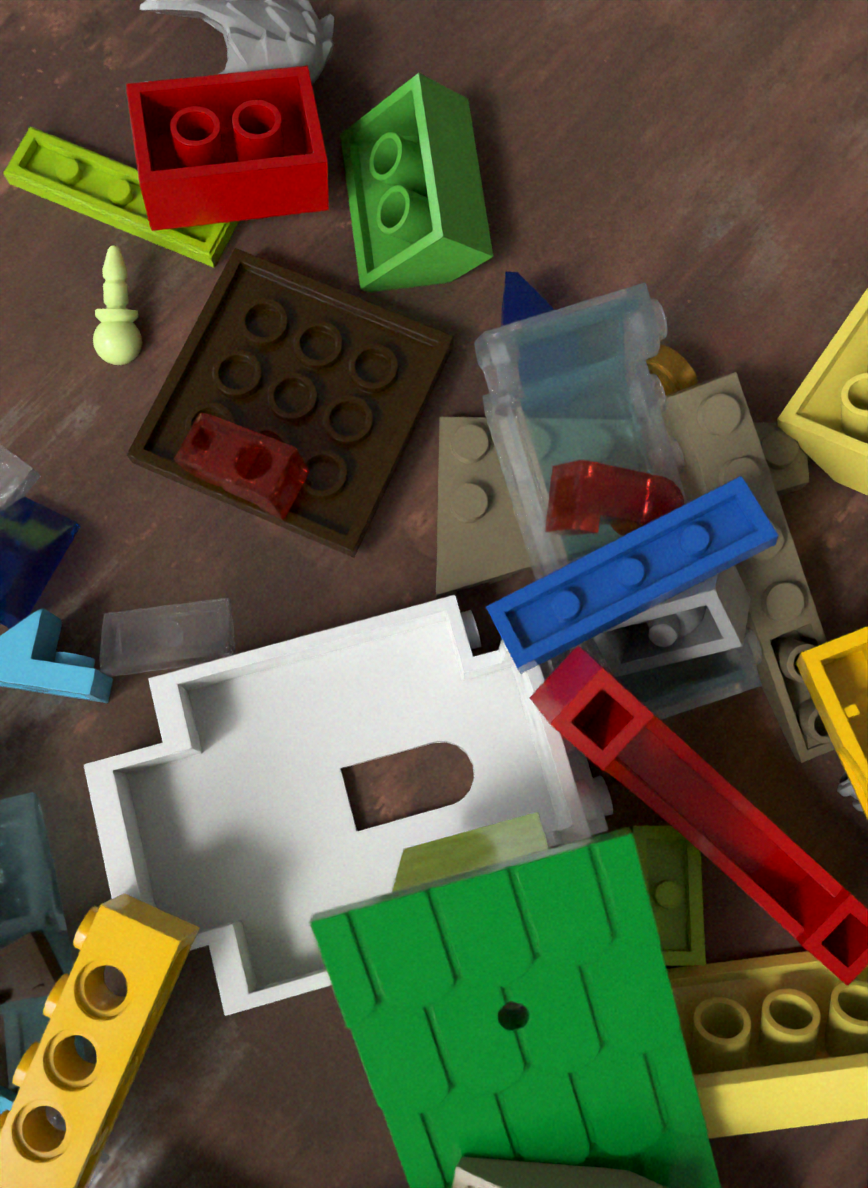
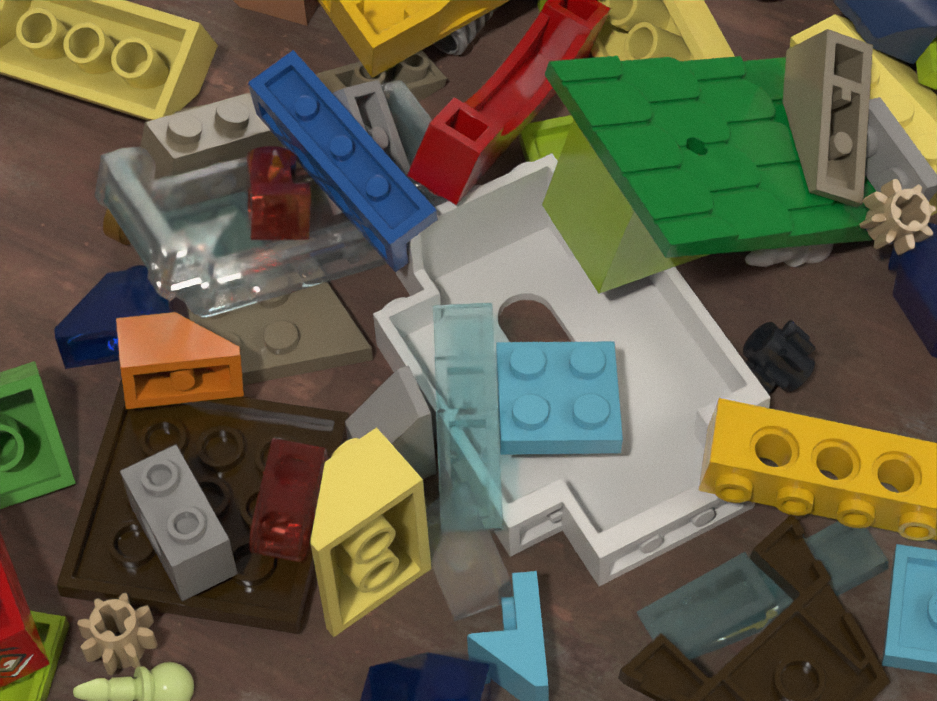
camera: 100 degrees left, 20 degrees down
(161, 519) = (367, 529): none -> light yellow slope
(162, 281) = (115, 617): none -> tan gear
(241, 350) = (179, 522): none -> light grey brick
(279, 660) = (467, 418): none -> clear light blue slope
(285, 769) = (558, 398): none -> medium azure plate
(295, 1047) = (779, 356): none -> black gear
(299, 585) = (402, 418): none -> light grey slope
(441, 374) = (175, 362): none -> orange slope

